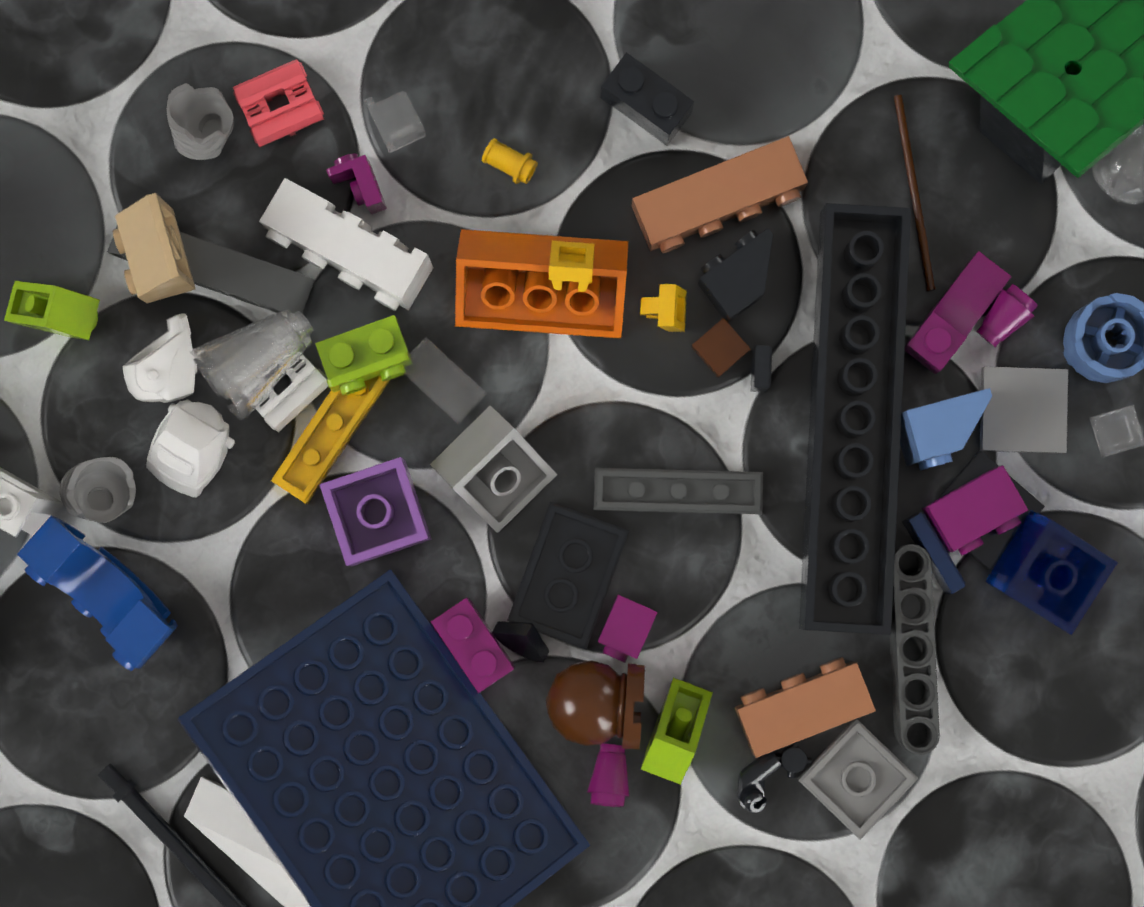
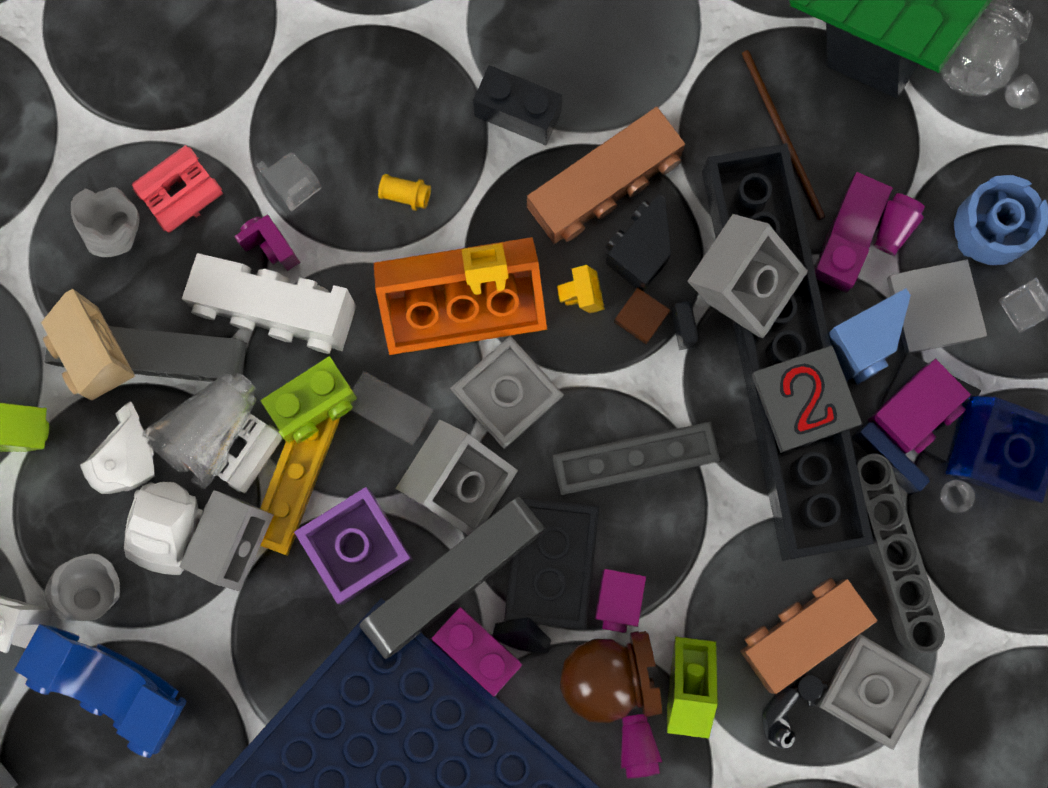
camera: 15 degrees left, 5 degrees down
(250, 476) = (226, 541): none -> light grey brick
(466, 566) = (452, 577): none -> dark grey beam
(565, 393) = (507, 392): none -> light grey tile
(834, 336) = (748, 274): none -> light grey slope
(861, 475) = (806, 399): none -> dark grey tile
(982, 611) = (965, 491): none -> clear hinge

